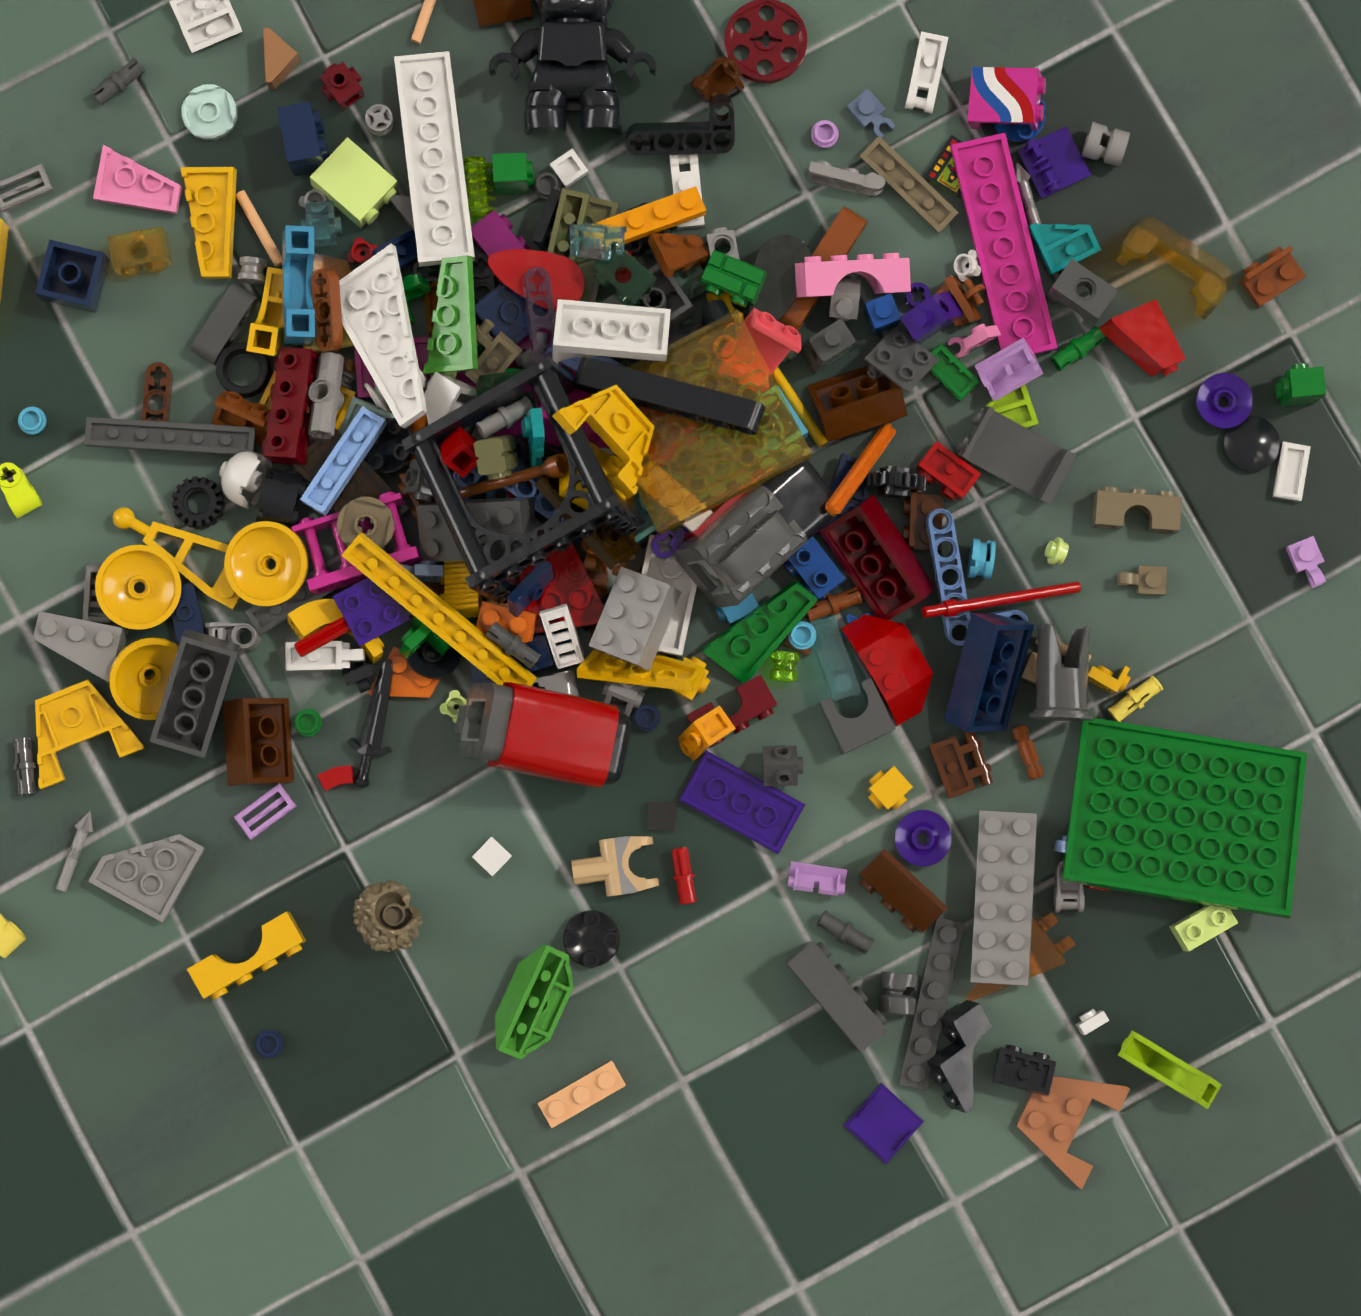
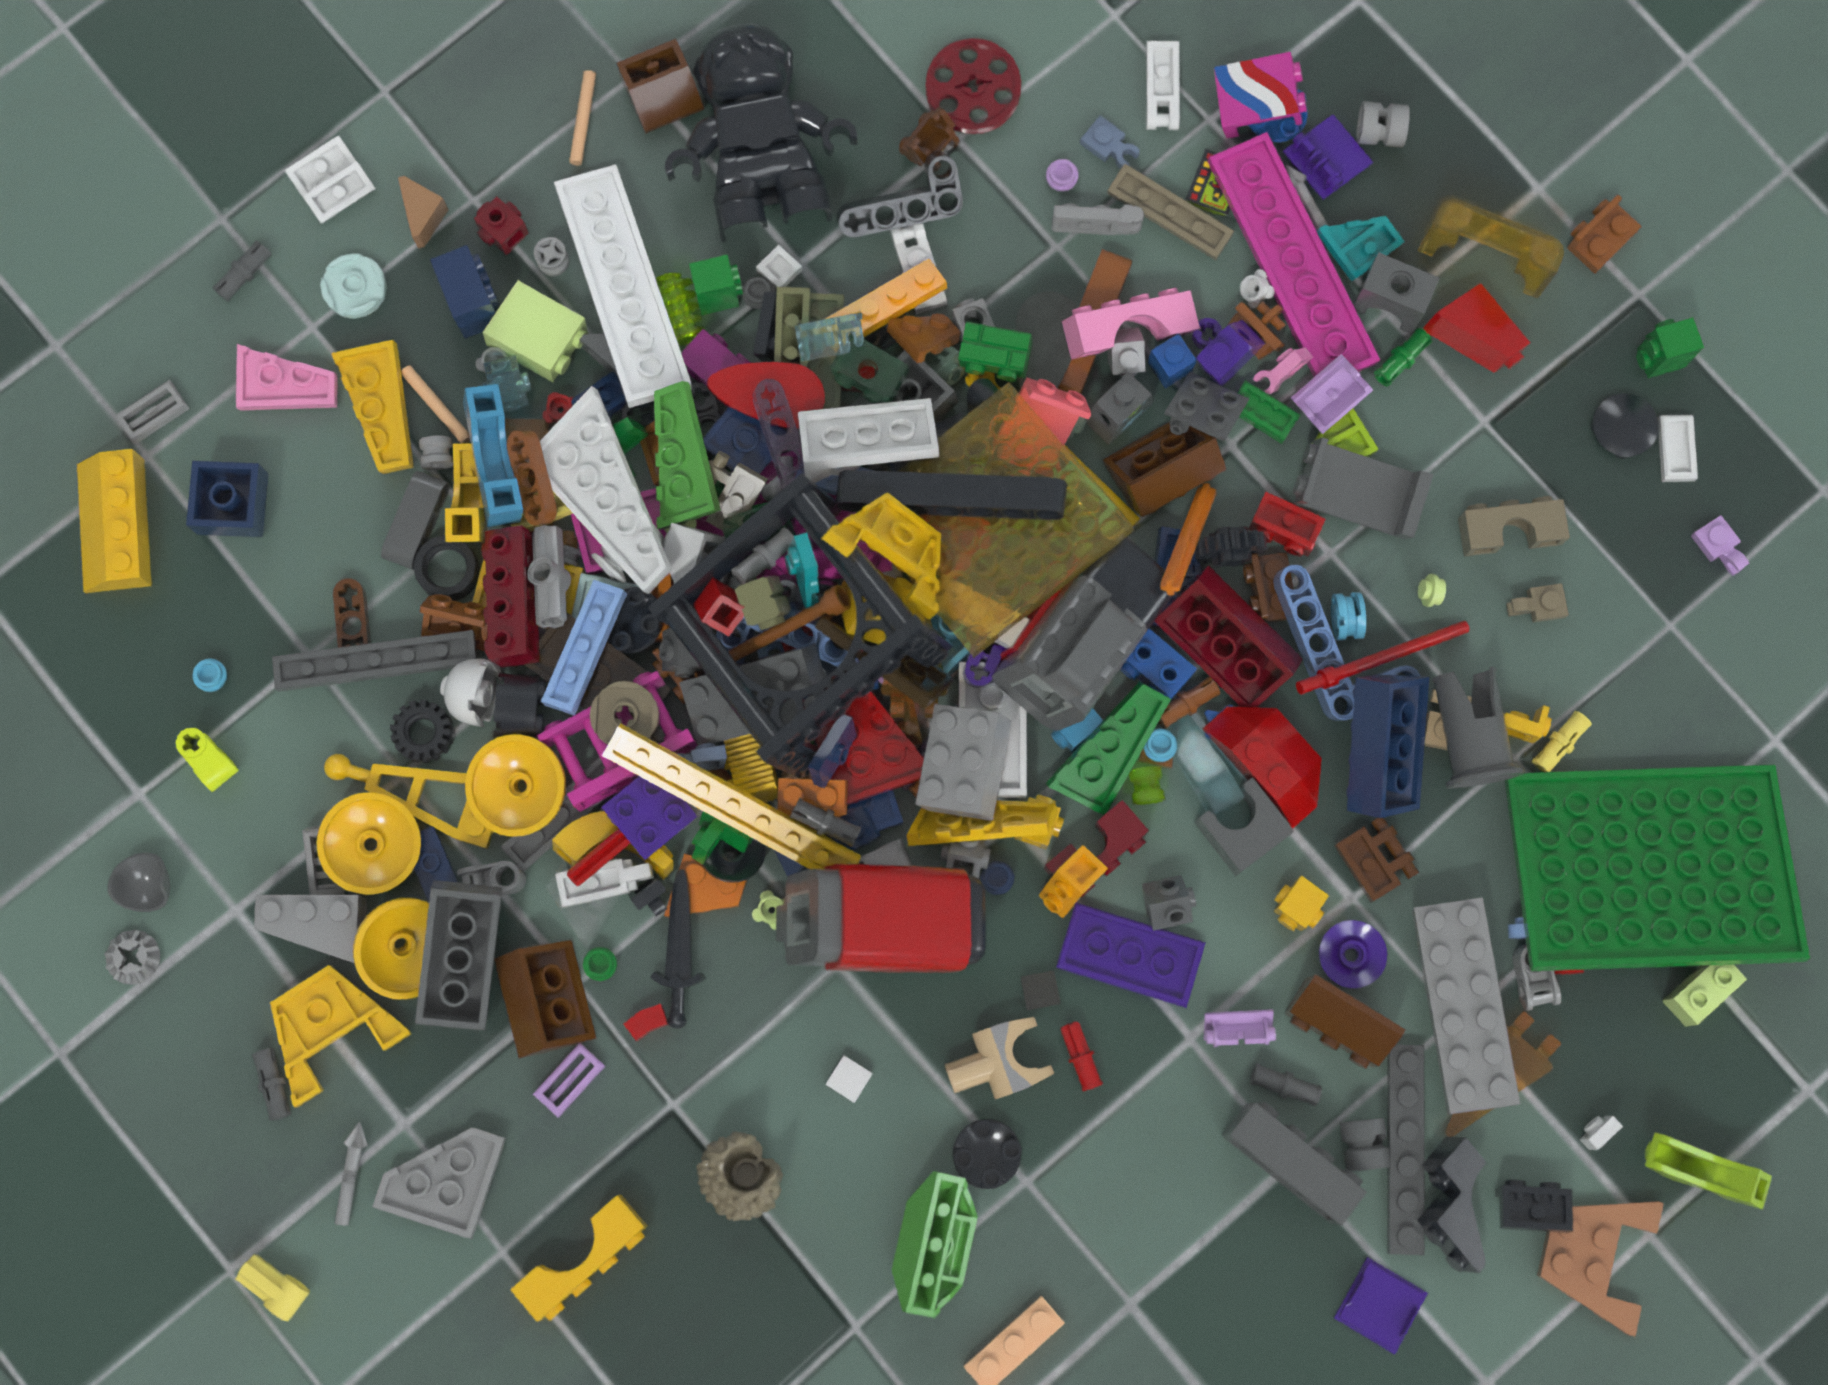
camera: 10 degrees left, 5 degrees down
(124, 246) = (283, 452): clear yellow brick -> none
(269, 1044) = (626, 1360): dark blue plate -> none
(567, 653) = (890, 820): white slope -> none
(1027, 752) = (1451, 829): dark orange axle -> none
(1235, 392) = (1593, 372): dark purple dish -> none

